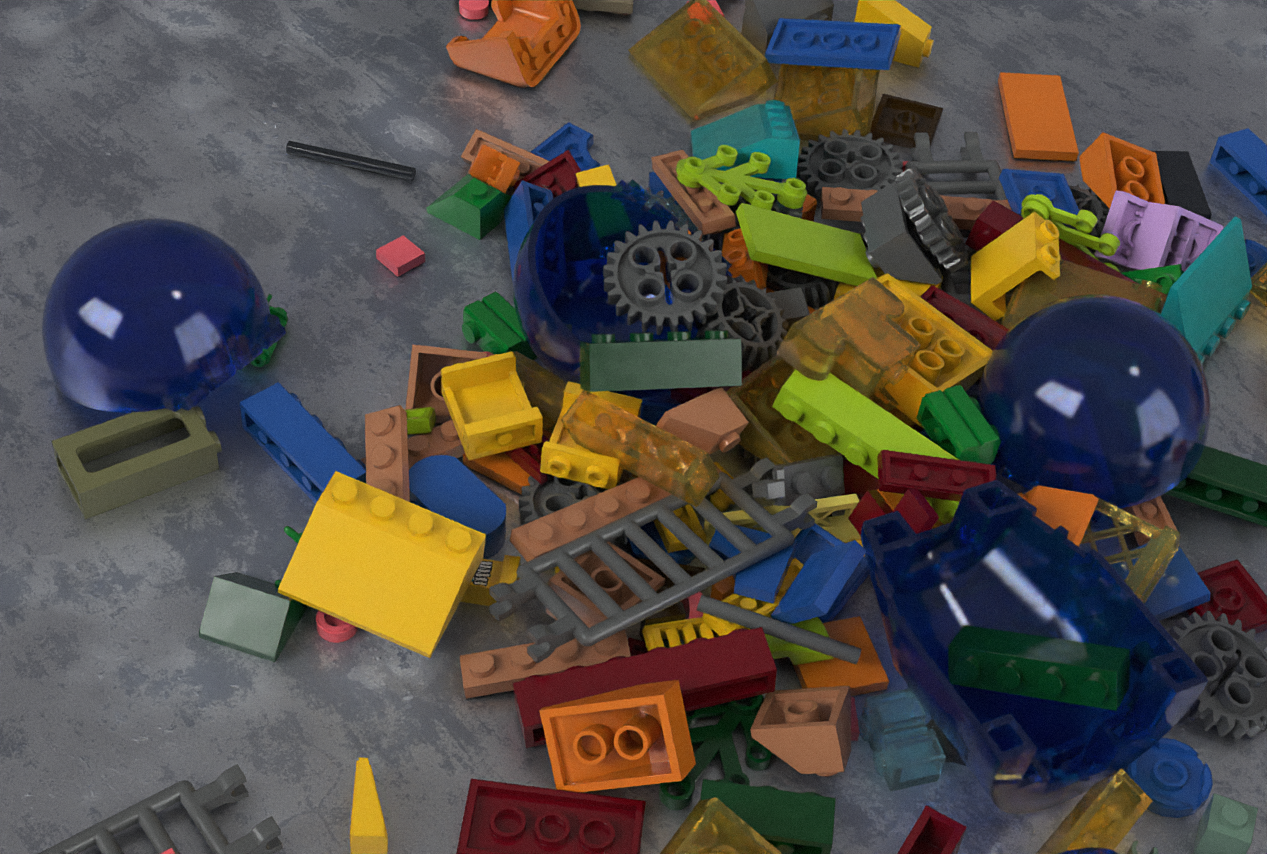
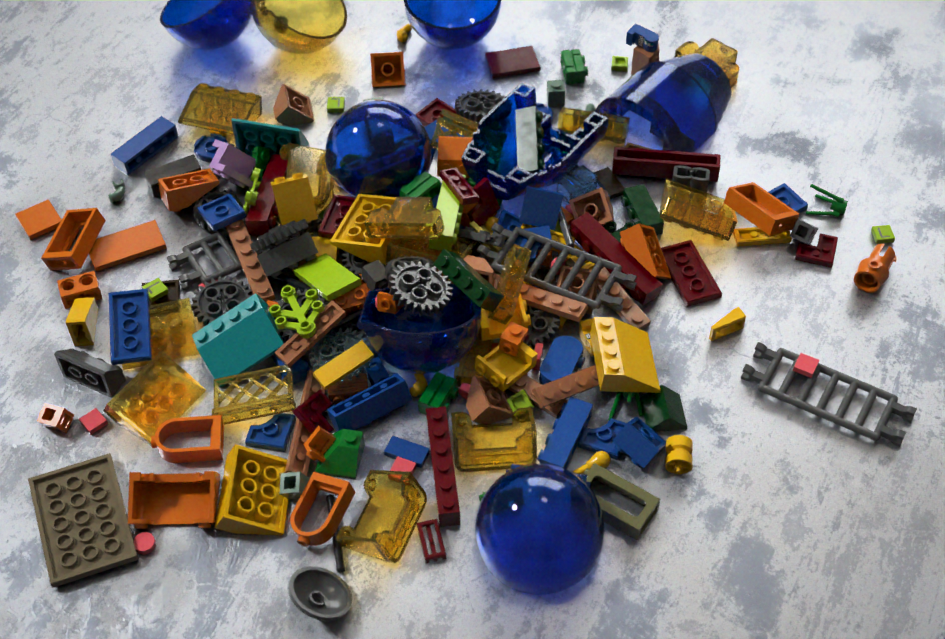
camera: 110 degrees left, 5 degrees up
(143, 573) = (679, 454): none -> yellow wheel
(212, 533) = (639, 442): none -> blue slope
(226, 471) = (600, 458): none -> yellow piece
(251, 81) = (319, 593): none -> dark grey dish
(260, 242) = (434, 556): none -> dark red tile
(265, 509) = (601, 438): none -> blue tile
(304, 193) = (388, 516): none -> clear yellow windscreen
(364, 285) = (443, 467): none -> dark red brick
(370, 352) = (494, 445): none -> clear yellow windscreen
(420, 151) = (327, 530): none -> orange window
(428, 271) = (407, 450): none -> blue tile
(445, 130) = (292, 484): none -> sand green brick
(469, 91) = (251, 493): none -> yellow slope
(496, 480) = (538, 349): none -> coral tile
(521, 412) = (512, 338): none -> orange bracket
(607, 100) = (191, 424): none -> orange window
(617, 129) = (254, 407): none -> clear yellow fence
(883, 811) = (609, 182): none -> dark brown tile
(915, 109) = (156, 289): none -> lime tile
(960, 47) = (79, 287): none -> orange brick
(1065, 58) = (58, 247): none -> orange piece
(1137, 51) = (39, 219): none -> orange tile
(1179, 141) = (119, 192): none -> sand green arm

